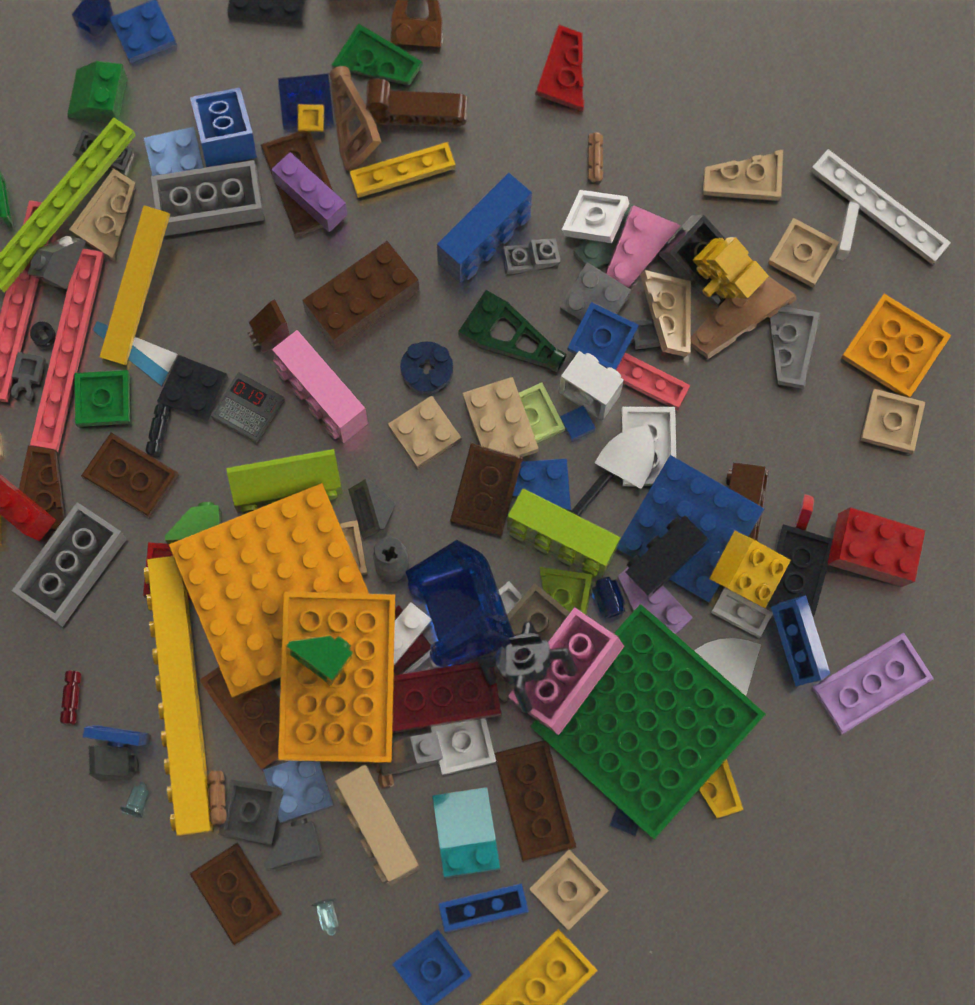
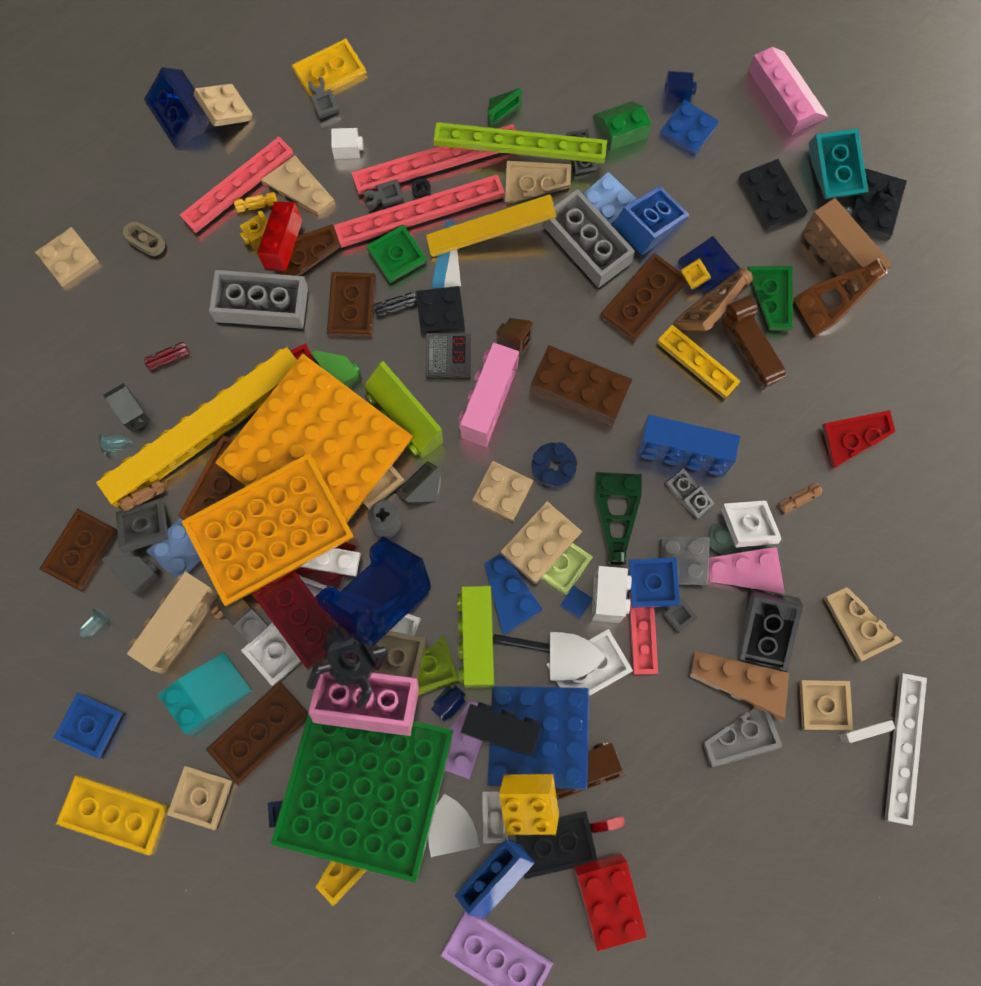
camera: 60 degrees right, 0 degrees up
(57, 261) = (477, 165): dark grey slope -> none
(116, 737) = (148, 400): blue plate -> none
(309, 192) = (636, 304): medium lavender brick -> none
(322, 655) = (267, 507): green slope -> none
(483, 908) = (150, 738): blue brick -> none
(486, 489) = (481, 560): reddish brown tile -> none
(670, 309) = (710, 624): tan wing -> none
(729, 268) = (769, 652): yellow brick -> none
(893, 421) = (727, 858): tan plate -> none
(896, 346) = (793, 826): light orange plate -> none

